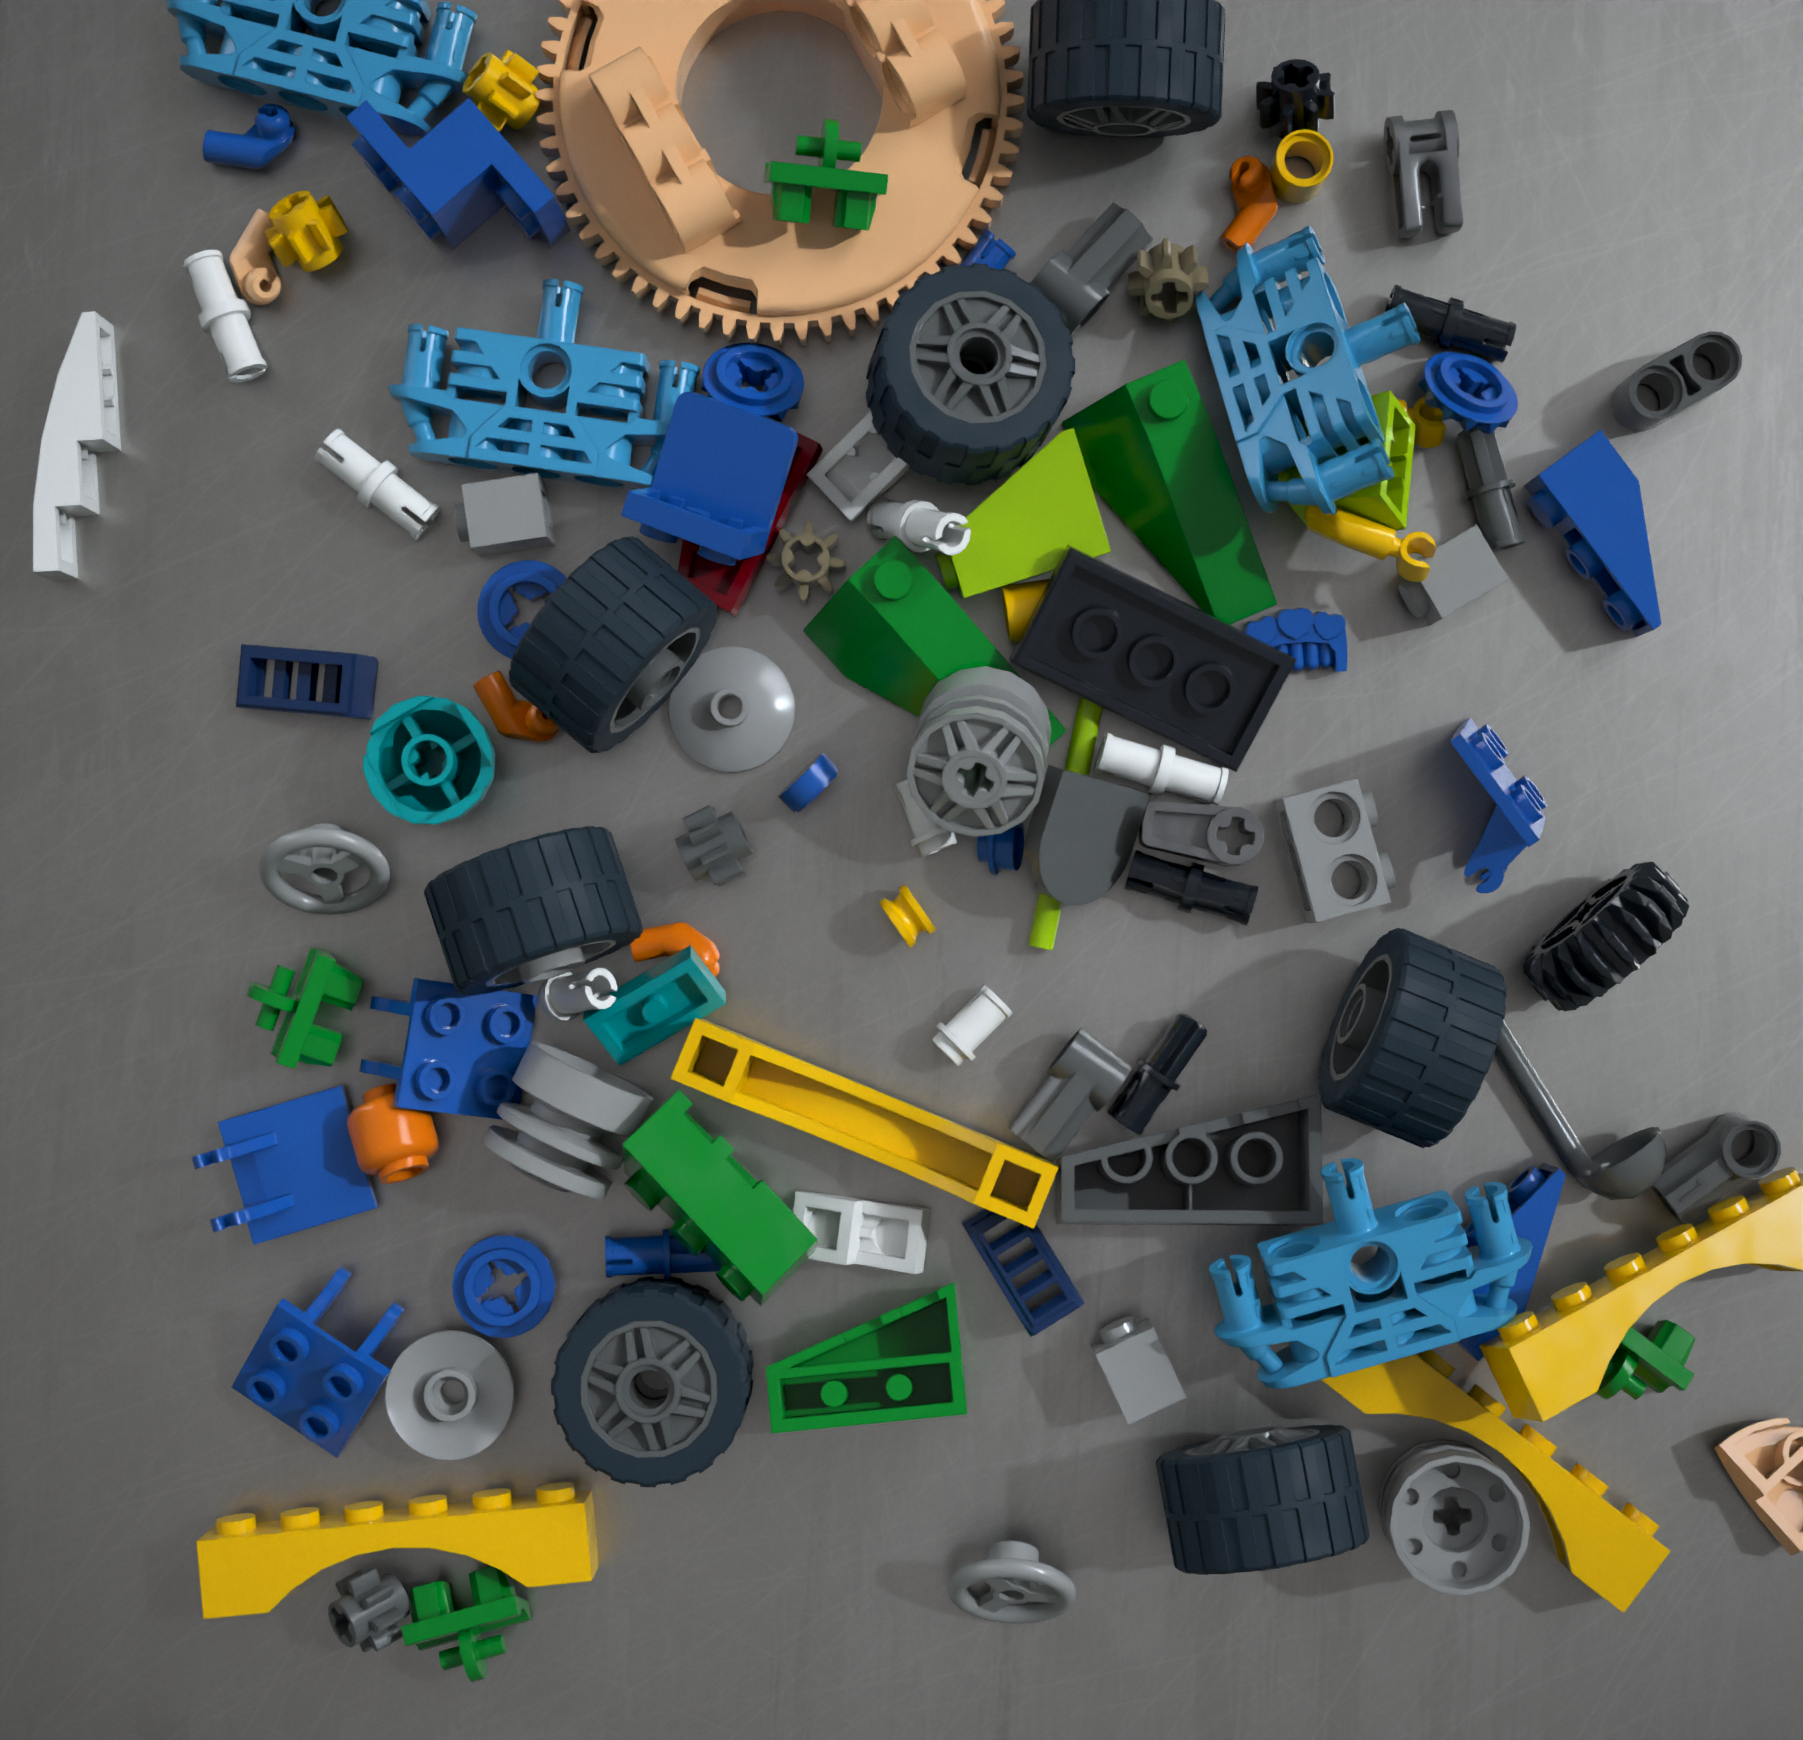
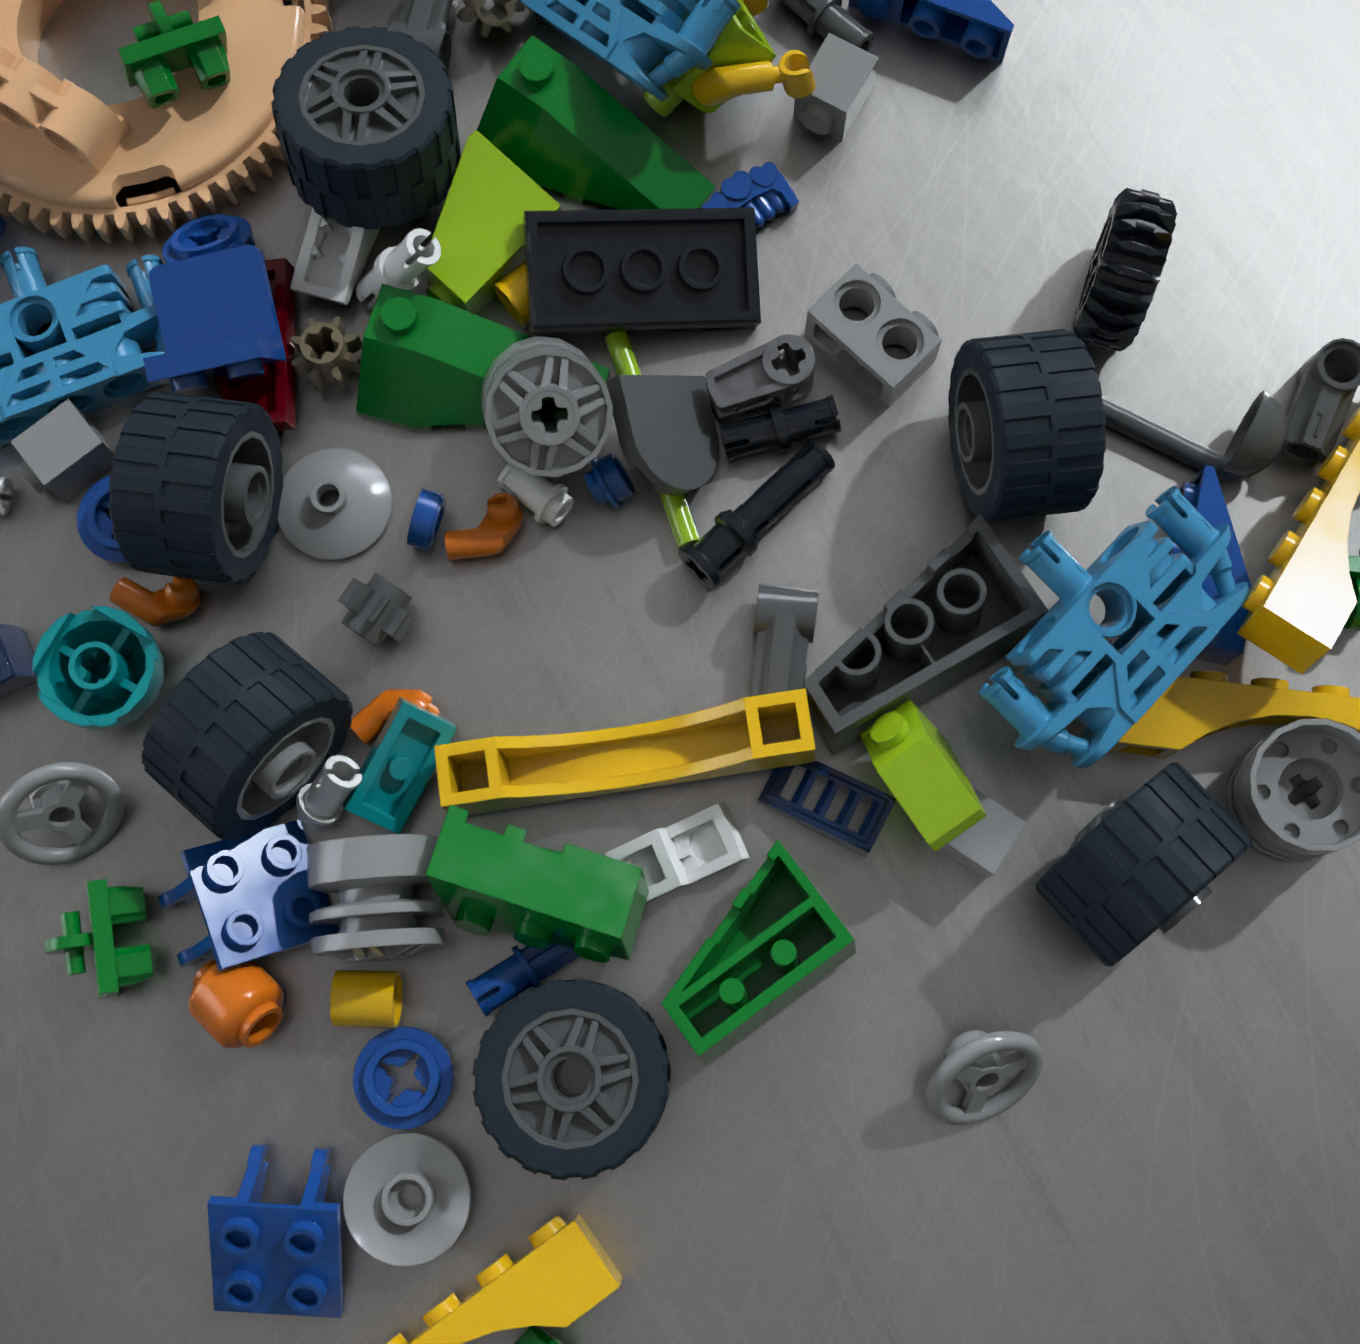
camera: 25 degrees left, 10 degrees down
(292, 1166) = (164, 1083): blue plate -> none
(509, 1198) = (366, 998): none -> yellow beam
(862, 829) = (492, 534): none -> orange arm
(907, 915) = (566, 577): yellow bush -> none
(971, 1026) = (670, 635): white pin -> none
(1092, 965) = (739, 530): none -> black pin
(1119, 1300) = (923, 774): none -> lime slope
(1158, 1074) = (842, 584): black axle -> none
(1161, 770) = (699, 352): white pin -> none
(1518, 812) = (994, 218): blue plate -> none

